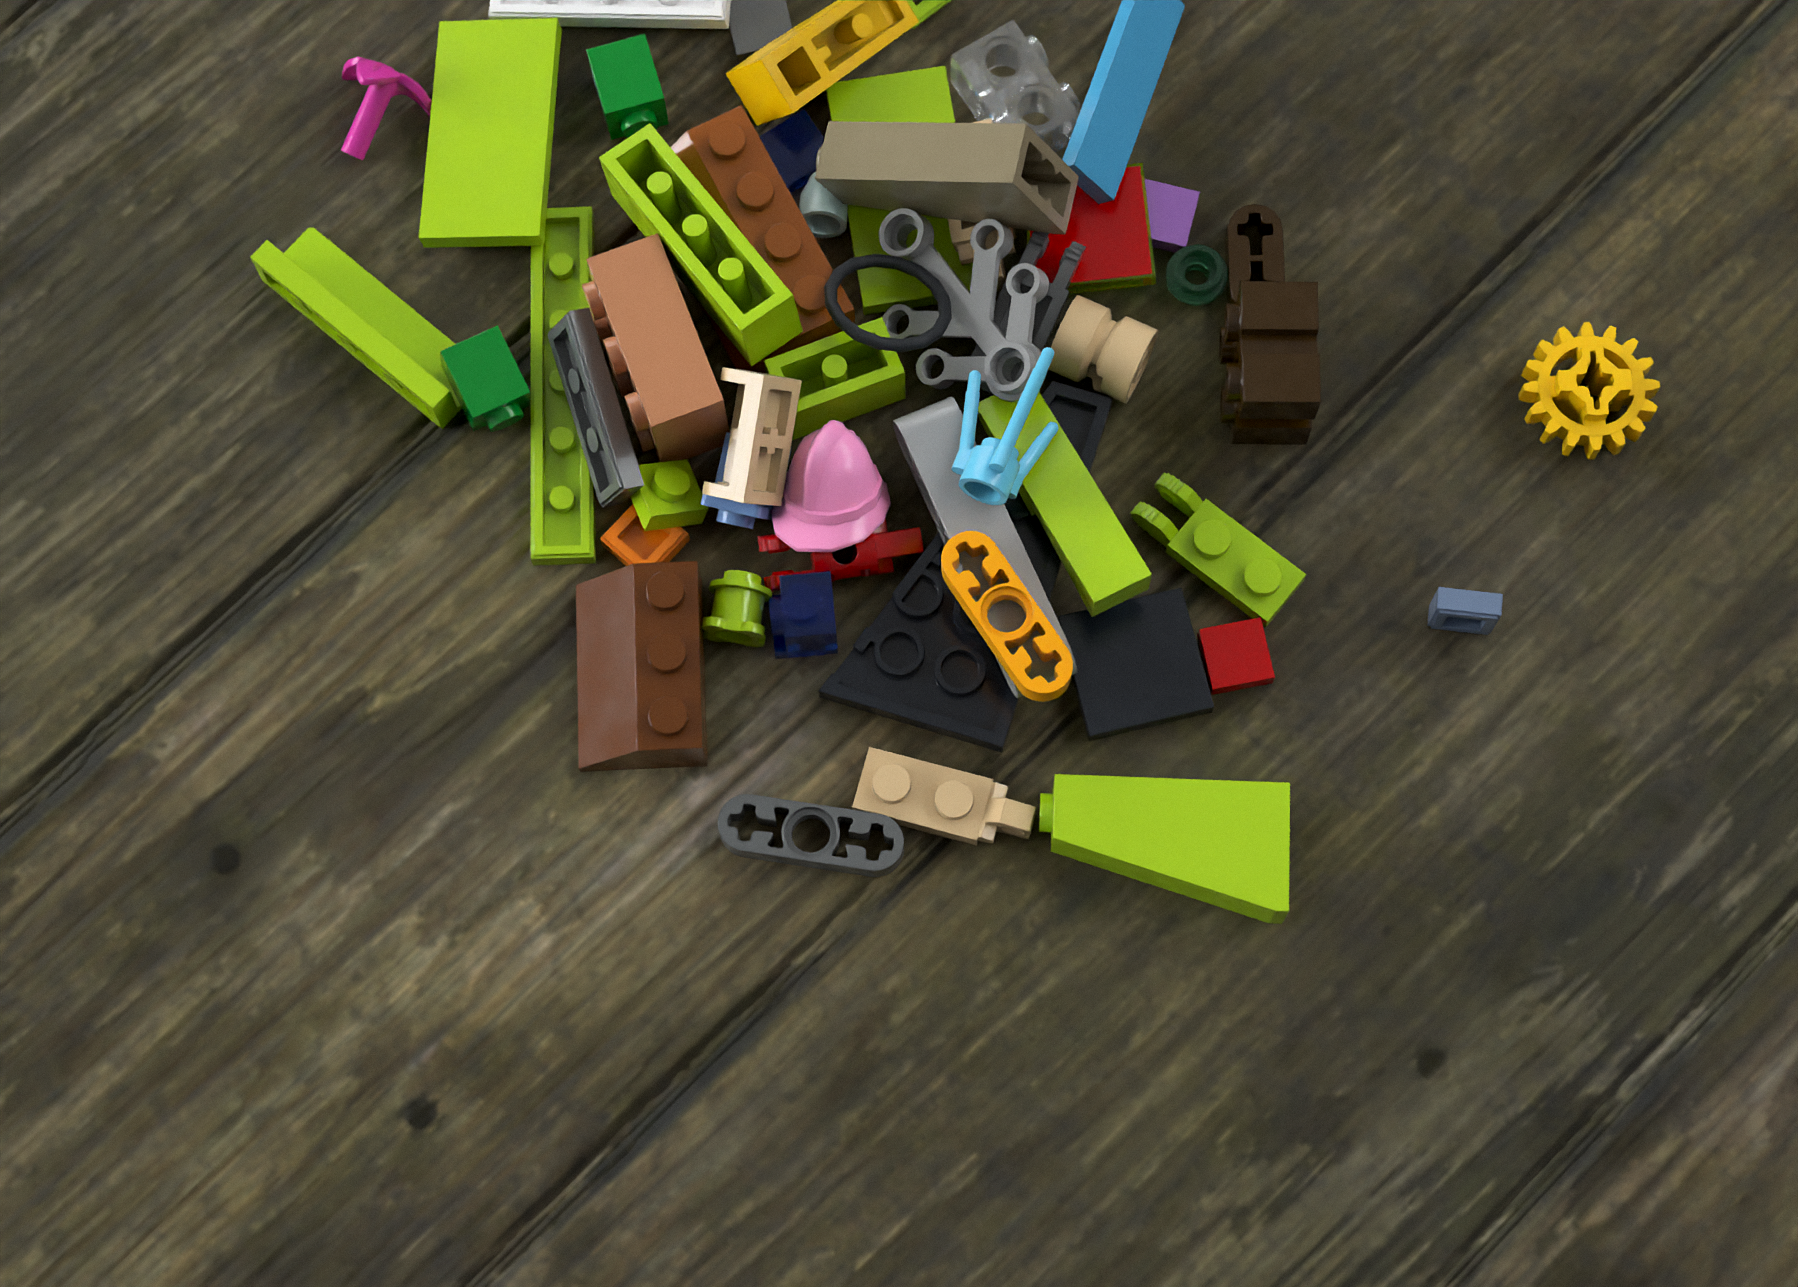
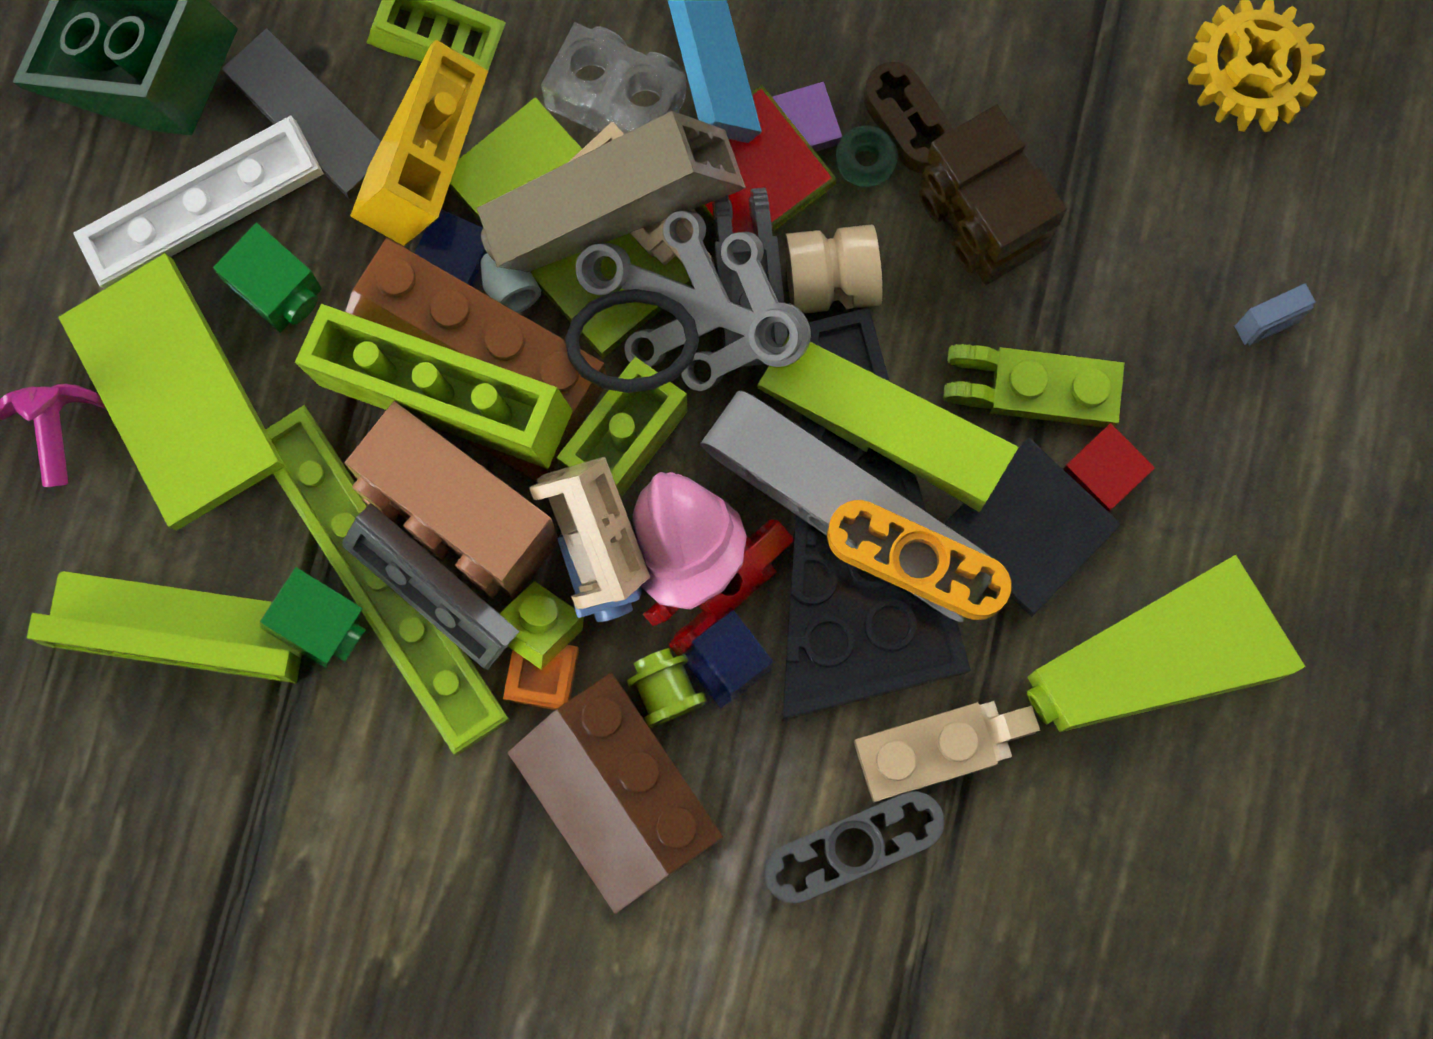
camera: 35 degrees left, 5 degrees up
(992, 469) = (825, 431): medium azure plant -> none

